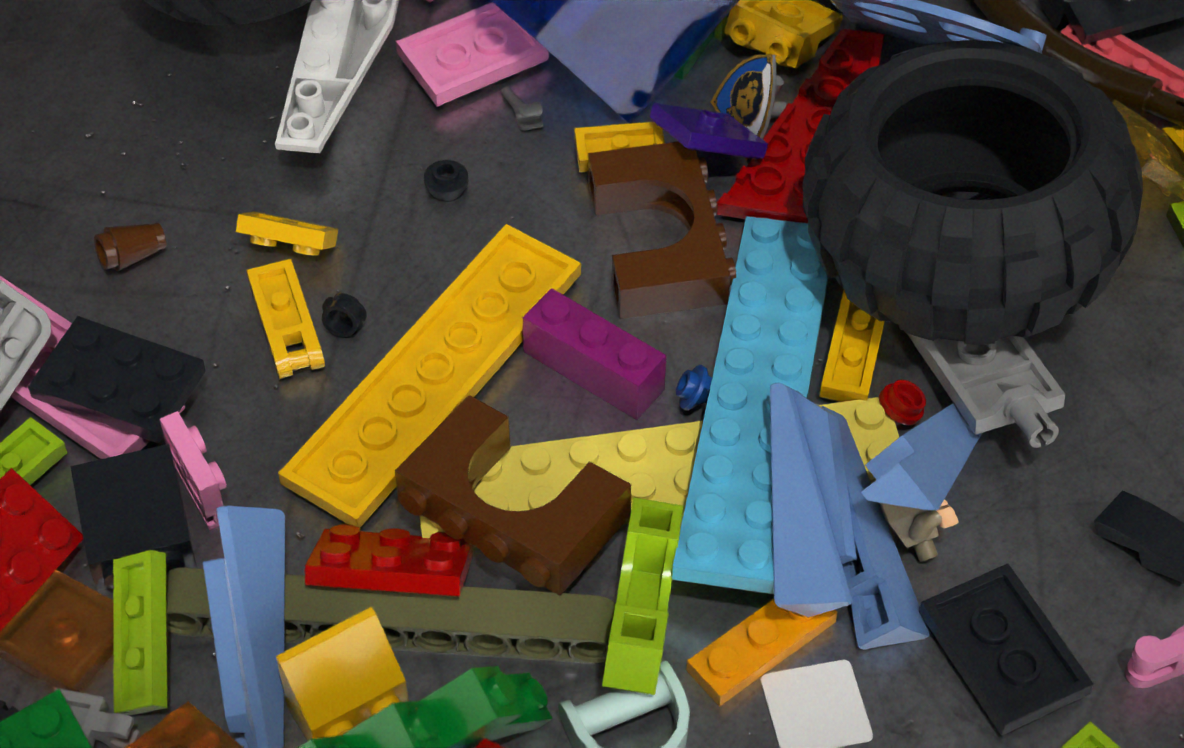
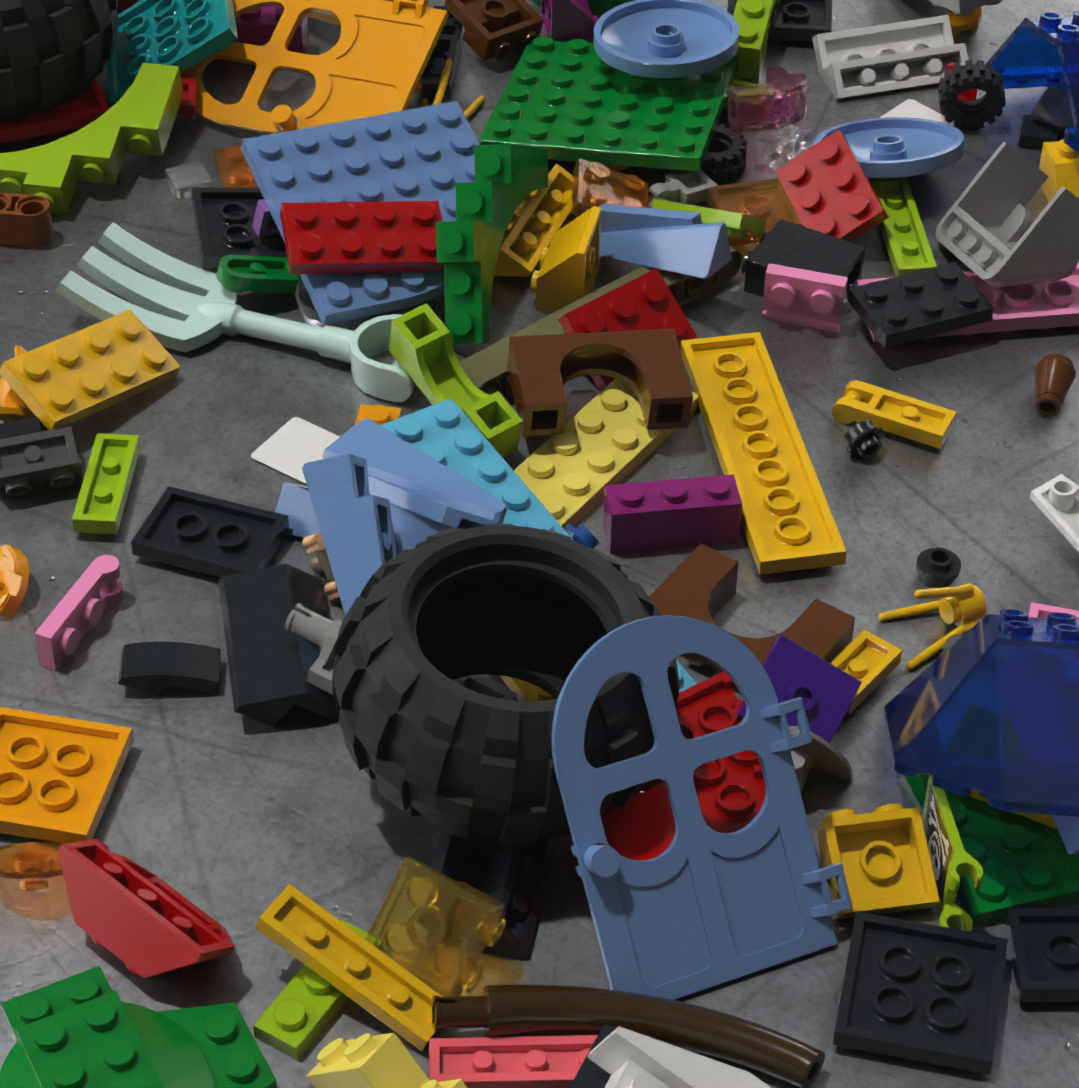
camera: 135 degrees right, 10 degrees down
(268, 229) = (975, 454): yellow plate -> none
(484, 133) = (957, 606): none -> yellow plant
(1039, 497) = (263, 658): none -> black slope

